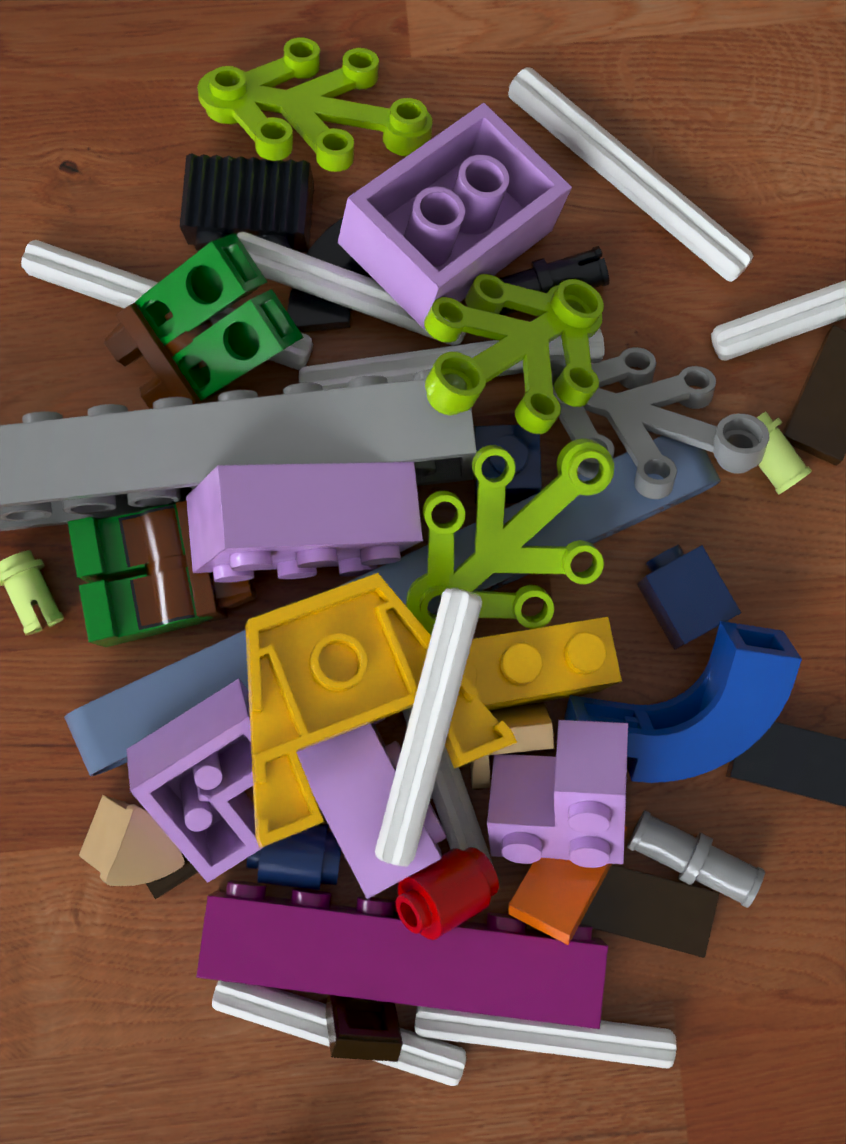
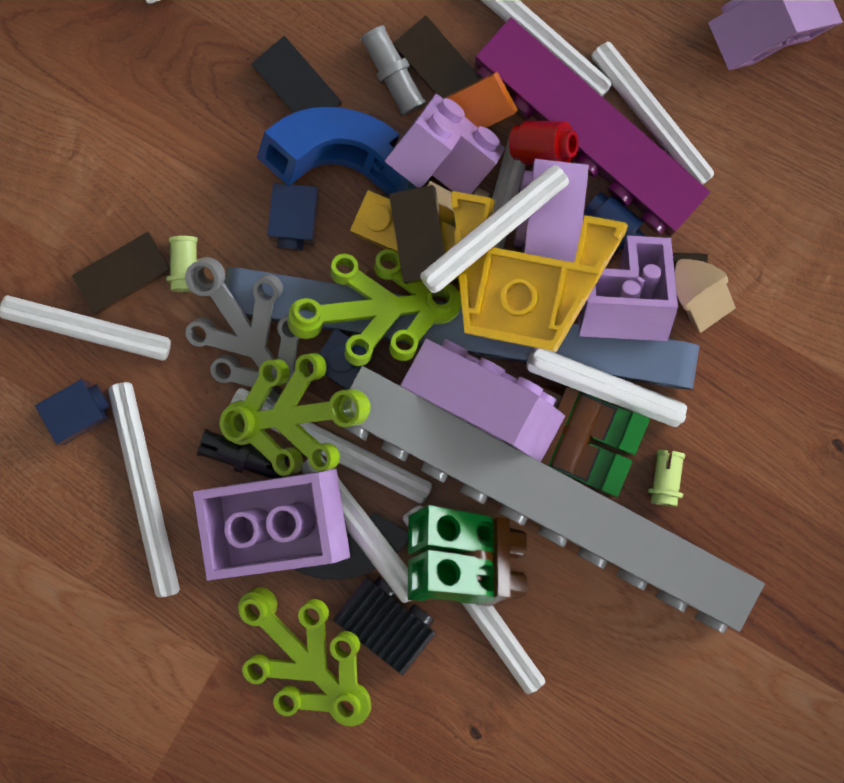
camera: 150 degrees left, 5 degrees up
(160, 646) = (606, 387): none -> white axle
(363, 1029) = (638, 103): dark brown tile -> none
(524, 664) = (417, 230): none -> dark brown tile
(773, 198) = (74, 411): none -> dark blue brick

